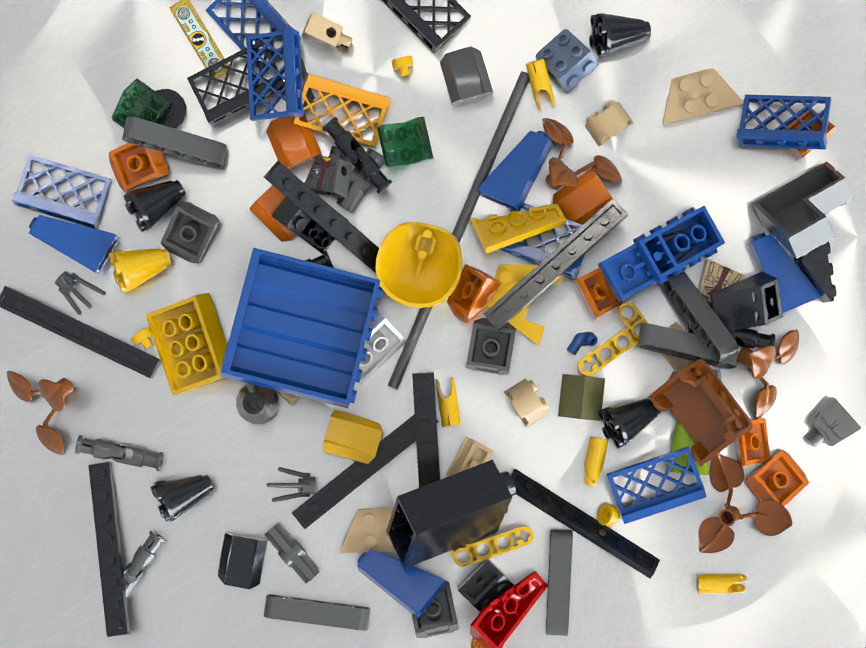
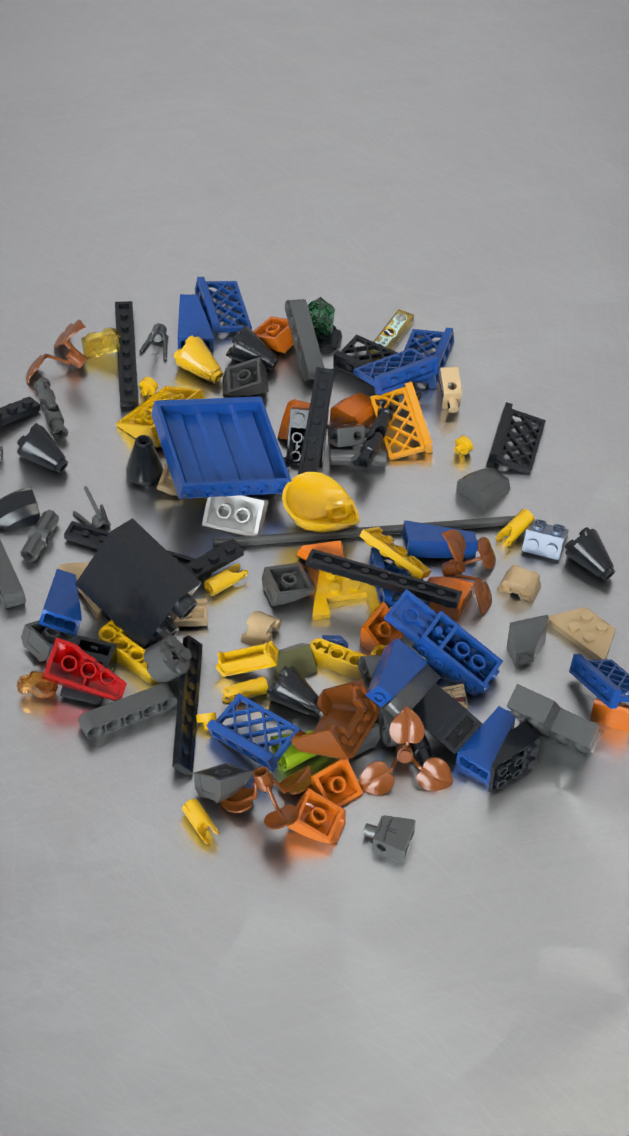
camera: 55 degrees right, 40 degrees down
(53, 354) = (100, 343): none -> clear yellow bracket
(352, 437) = (159, 524): yellow slope -> none
(405, 142) = (404, 466): clear green bracket -> none
(535, 523) = (167, 659): none -> dark grey brick
(567, 442) = (247, 659): none -> yellow container
(680, 327) = (394, 671): none -> blue slope
(690, 165) = (526, 639): none -> dark grey slope
(692, 540) = (221, 781): none -> dark grey slope

